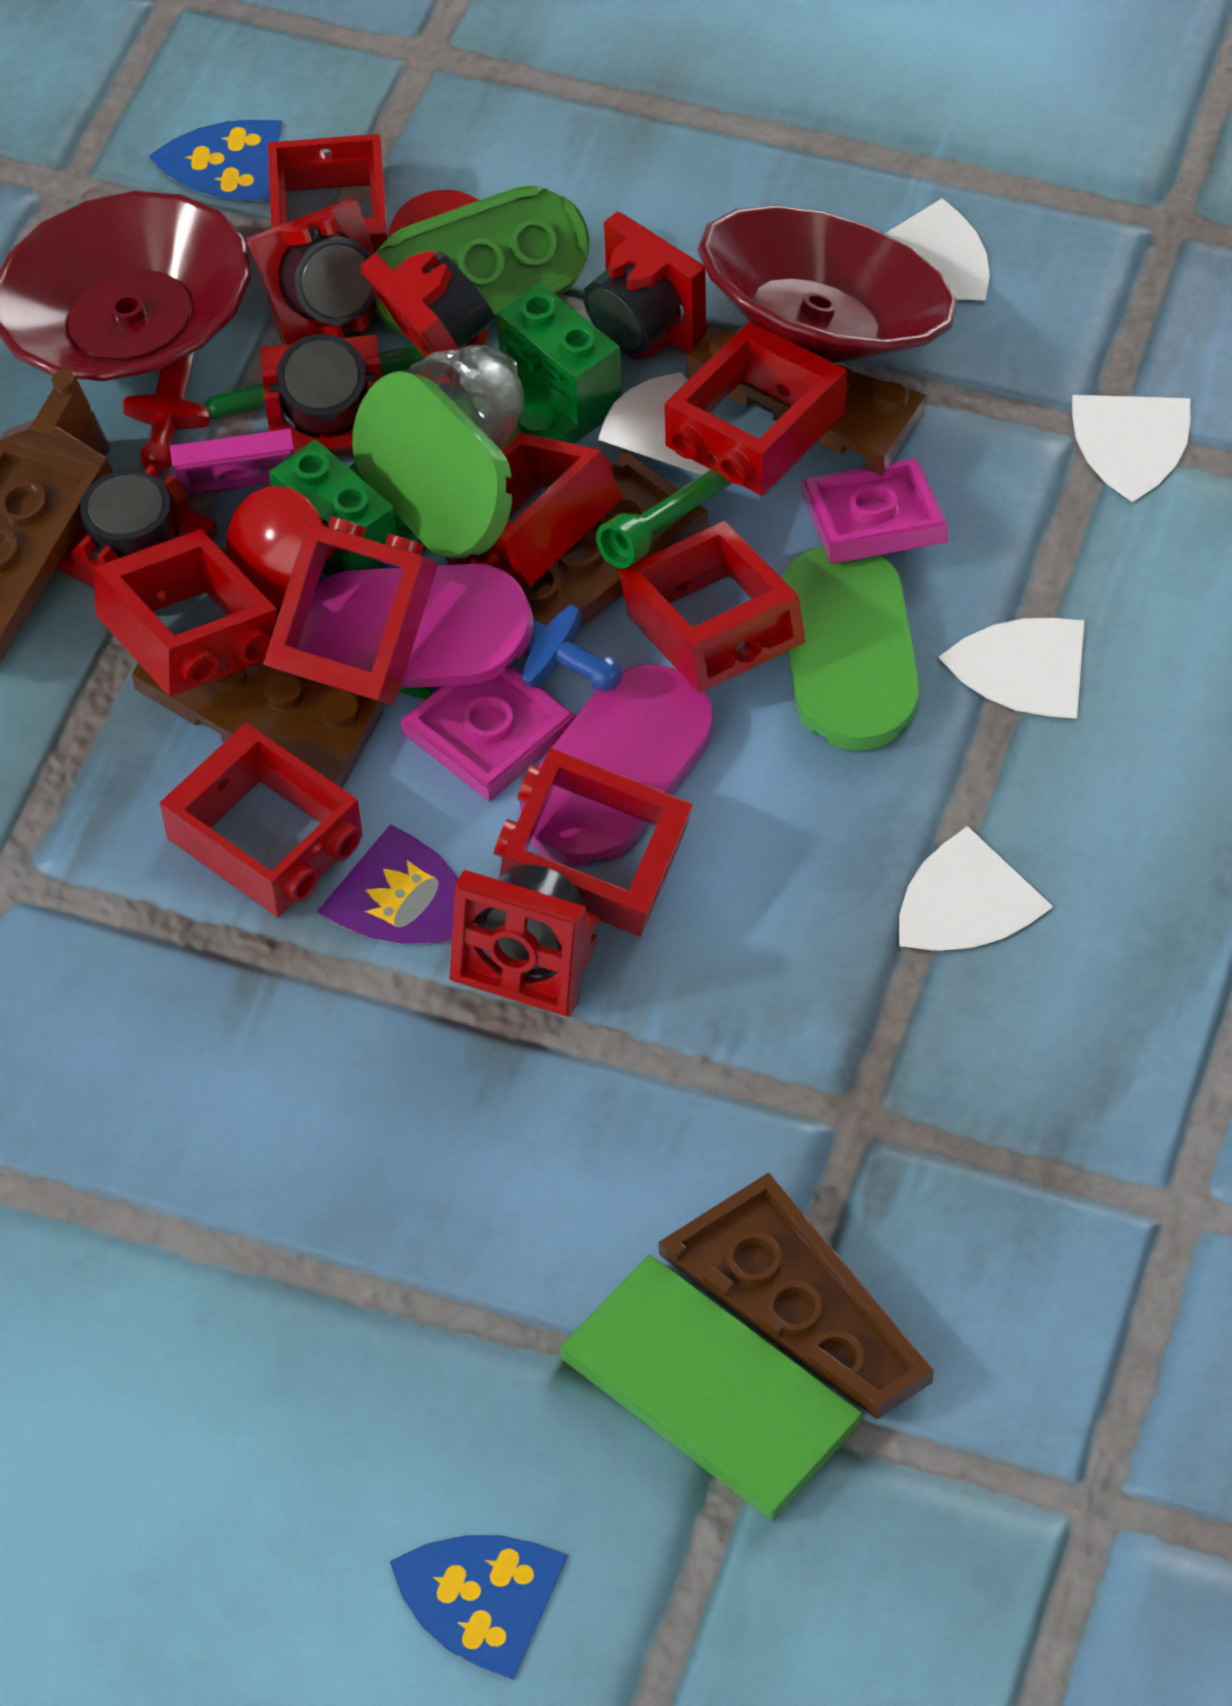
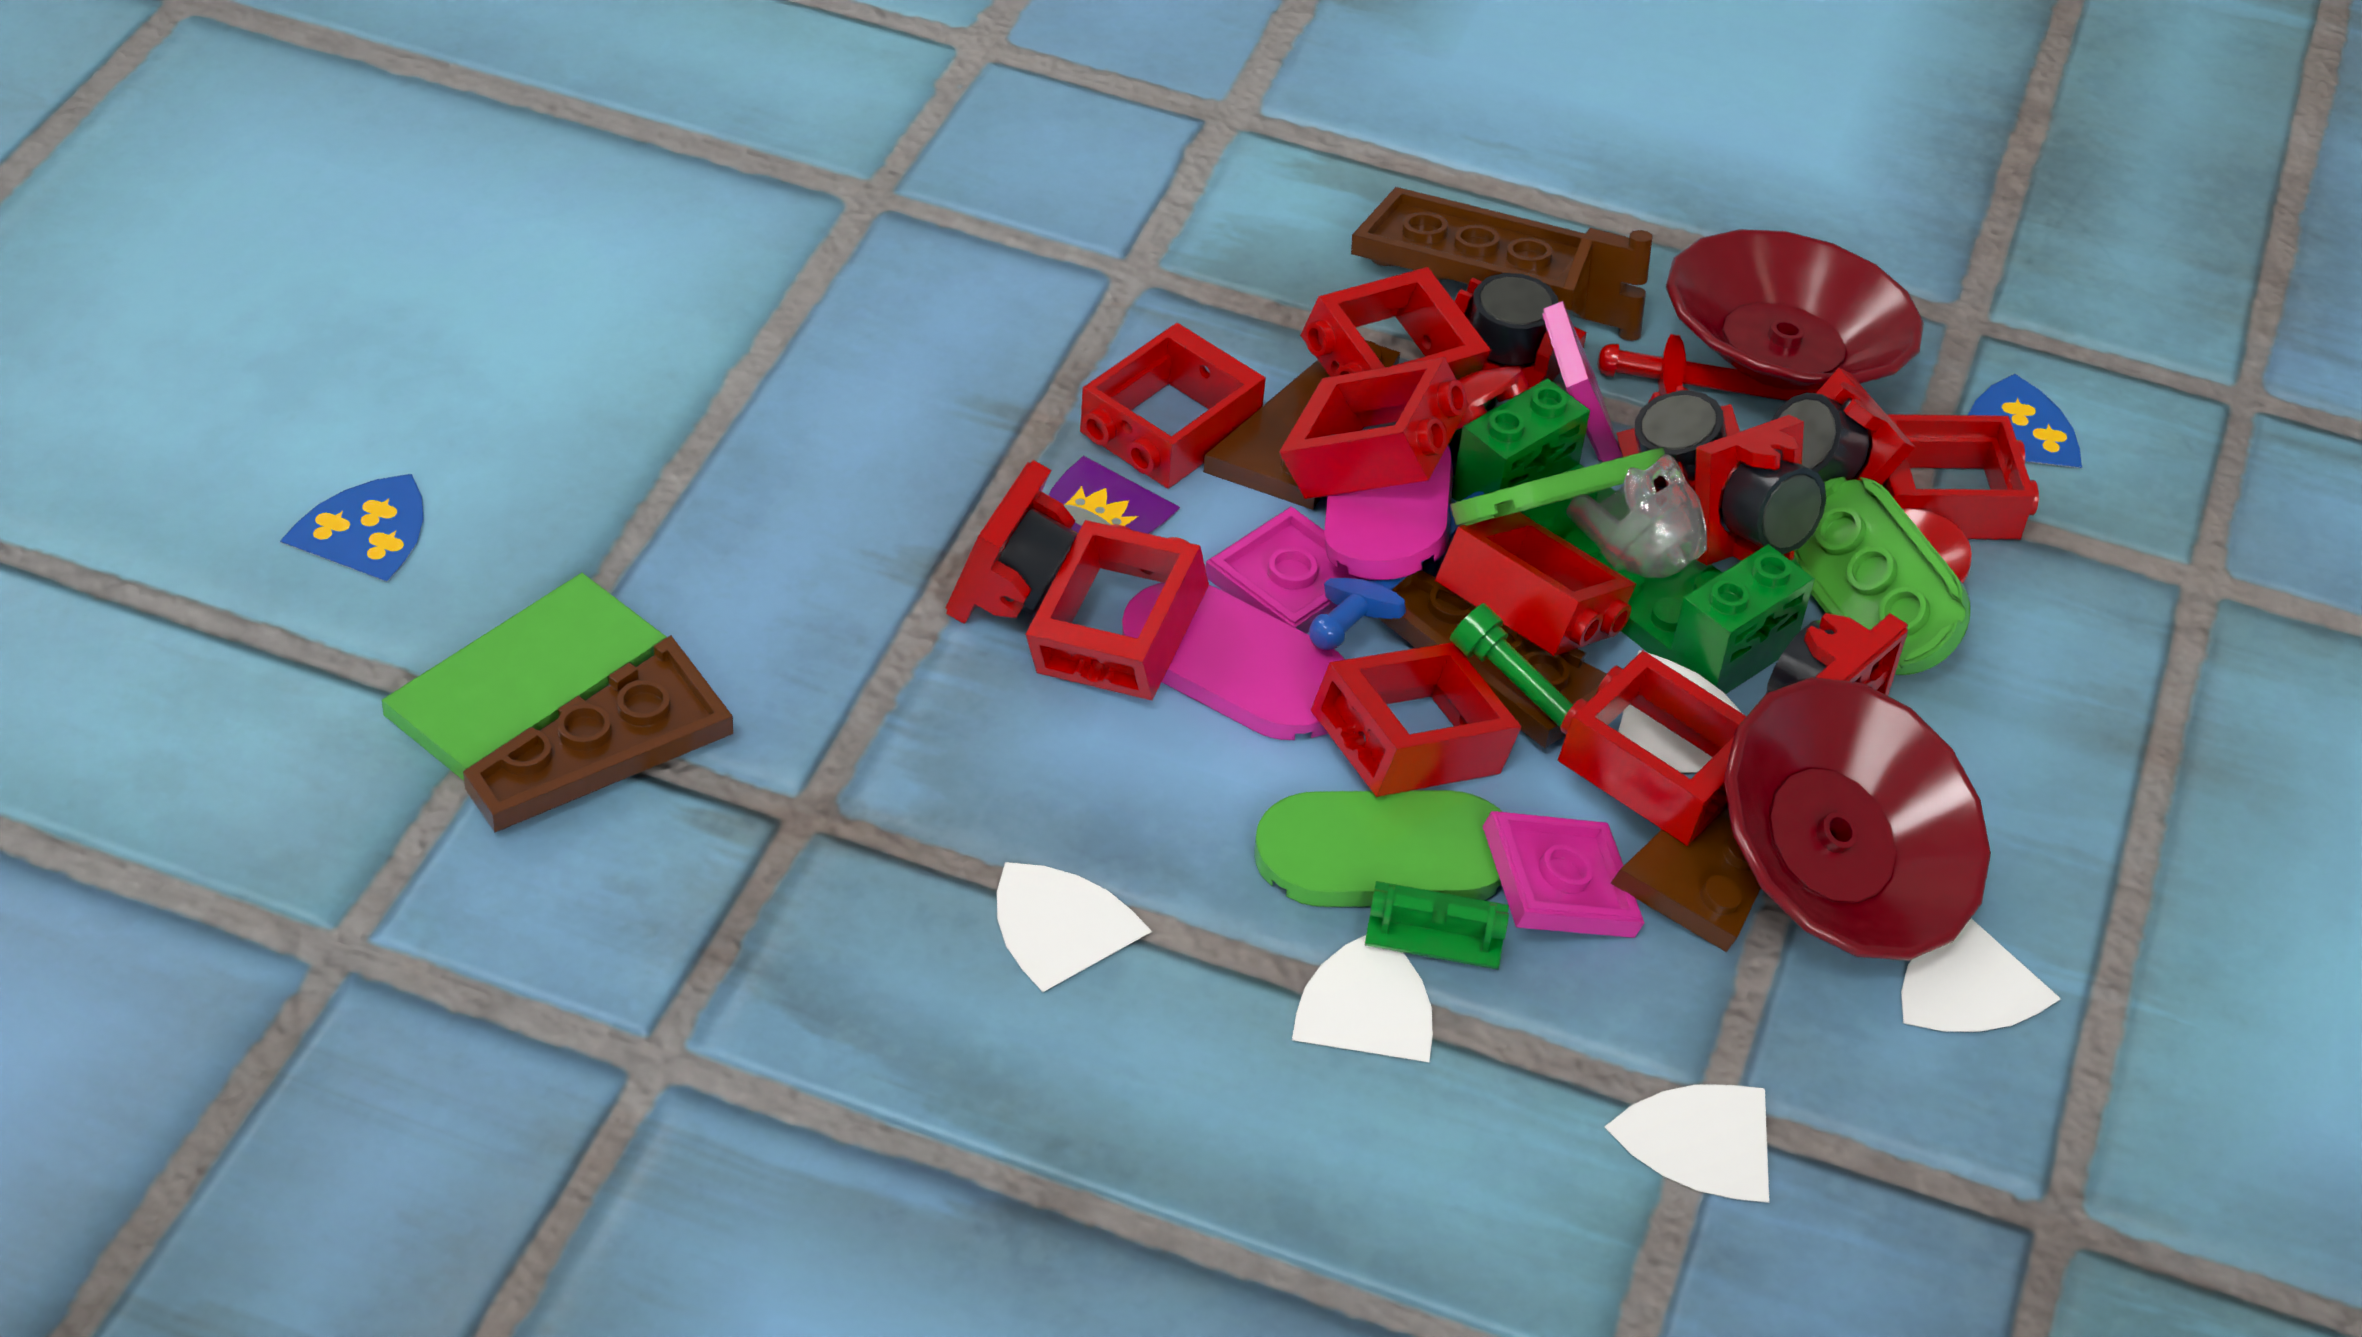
camera: 85 degrees right, 10 degrees down
(944, 599) = (1437, 925): none -> green hinge

